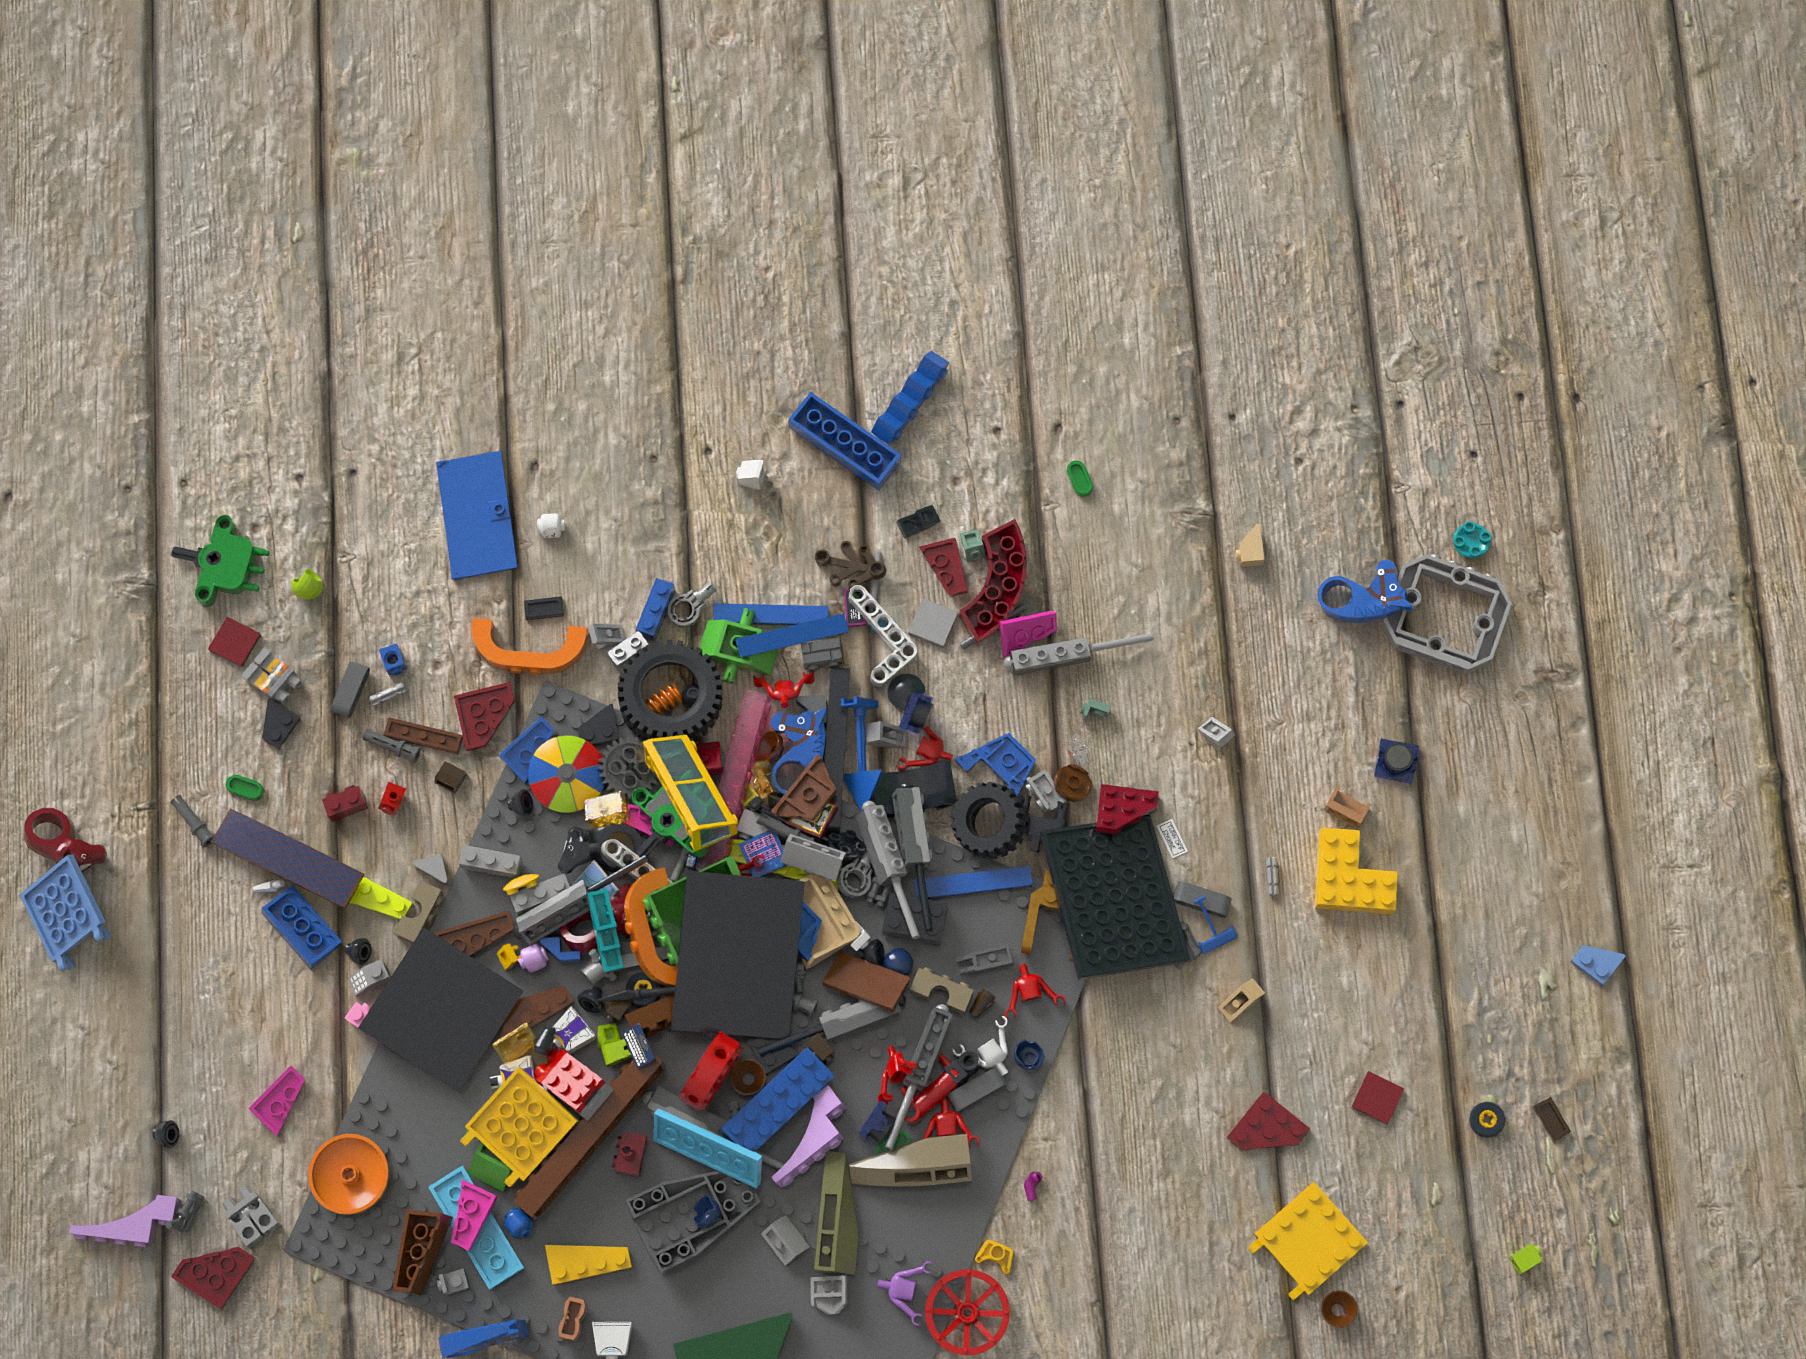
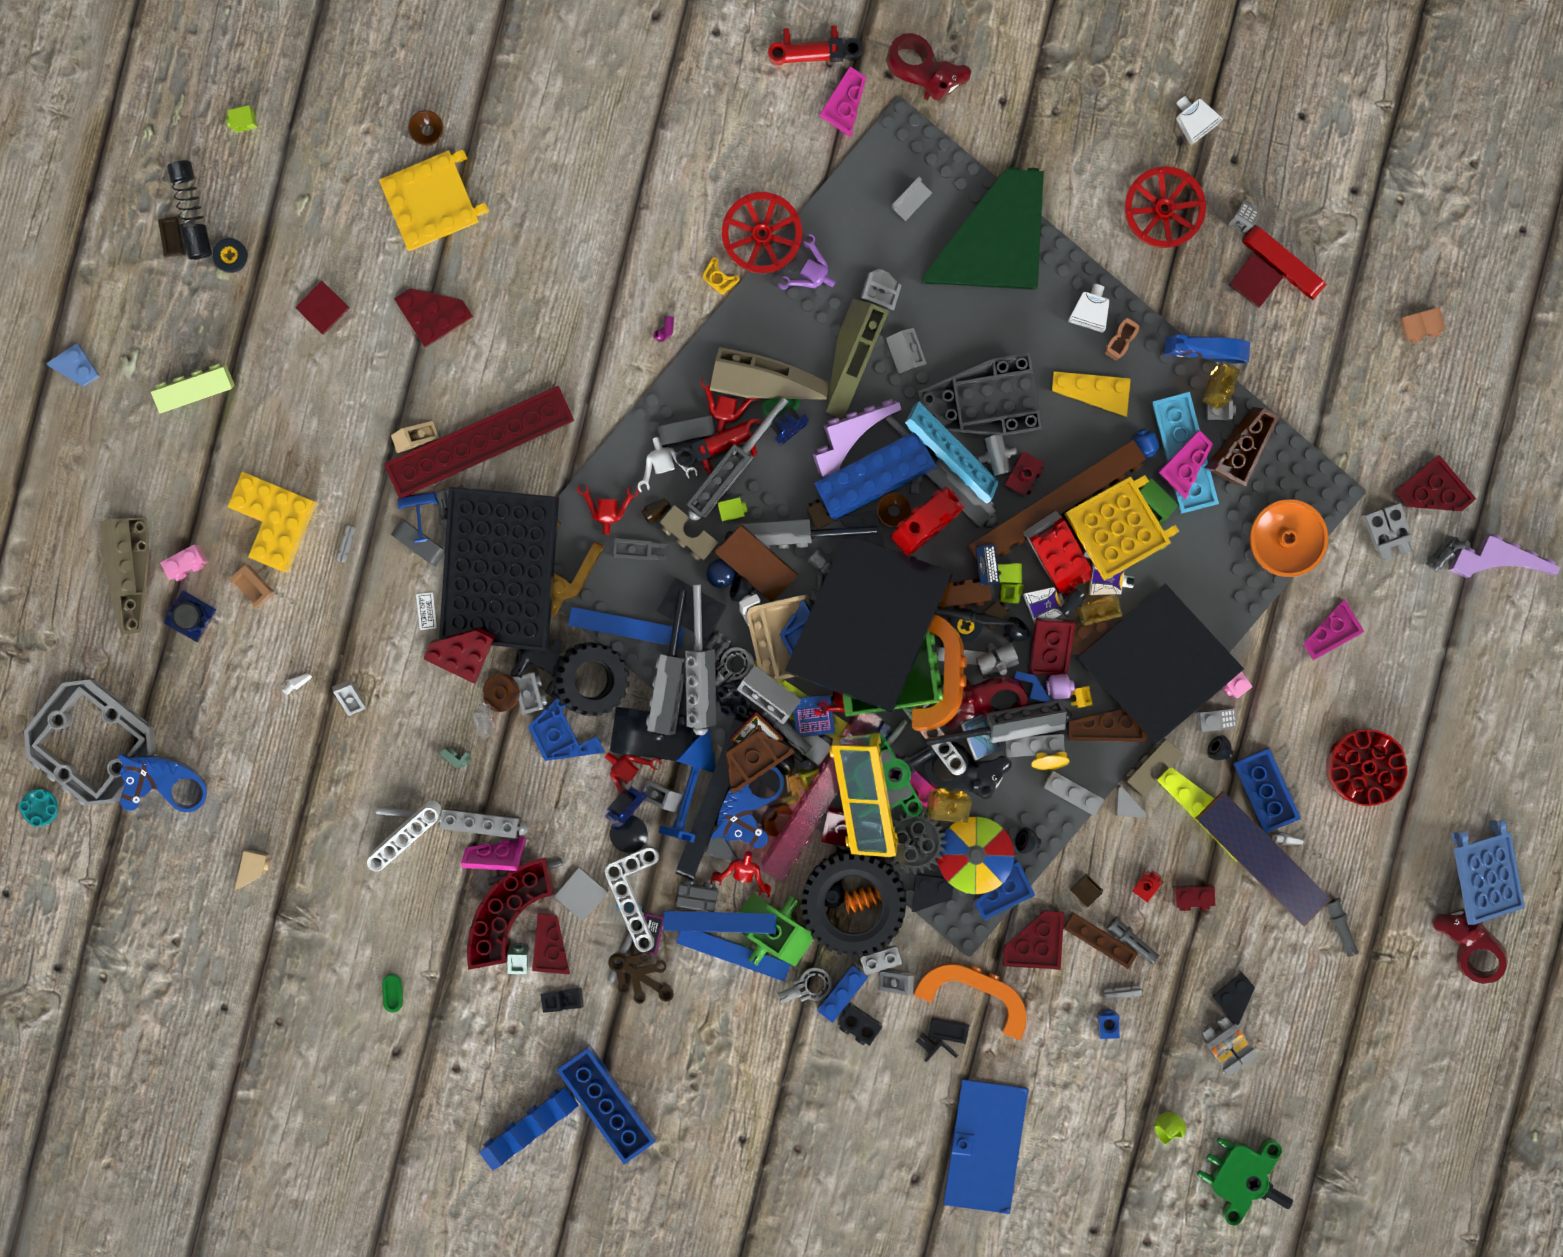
camera: 160 degrees left, 15 degrees up
(166, 1134) = (1445, 632): black brick -> none
(202, 960) = (1385, 763): none -> red brick
(234, 642) = (1255, 1093): dark red tile -> none
(244, 787) = (1284, 944): green tile -> none
(350, 689) = (1157, 1008): dark grey beam -> none
(459, 1304) = (1221, 385): none -> clear yellow brick
(550, 525) = (917, 1111): white head -> none
(552, 993) = (1051, 646): none -> dark red tile
(554, 586) = (932, 1048): none -> black bracket
(605, 930) = (985, 686): teal slope -> none
(628, 590) = (863, 1020): none -> black brick
(661, 1163) = (997, 455): none -> light grey pin
(707, 1212) = (970, 394): dark blue hair -> none
(751, 474) = (708, 1100): white slope -> none
(896, 1071) = (755, 470): red piece -> none
(907, 1027) = (732, 509): none -> lime brick
(1028, 1055) = (628, 446): dark blue hair -> none
(1120, 613) = (407, 828): none -> white beam
(1176, 1015) = (479, 442): none -> dark red plate
(1272, 730) = (296, 682): none -> white bar
(1419, 808) = (184, 562): none -> bright pink brick
(1473, 784) = (126, 568): none -> dark tan wedge
(1473, 976) = (193, 388): none -> yellowish green brick
(1527, 1126) = (194, 235): none -> black piece

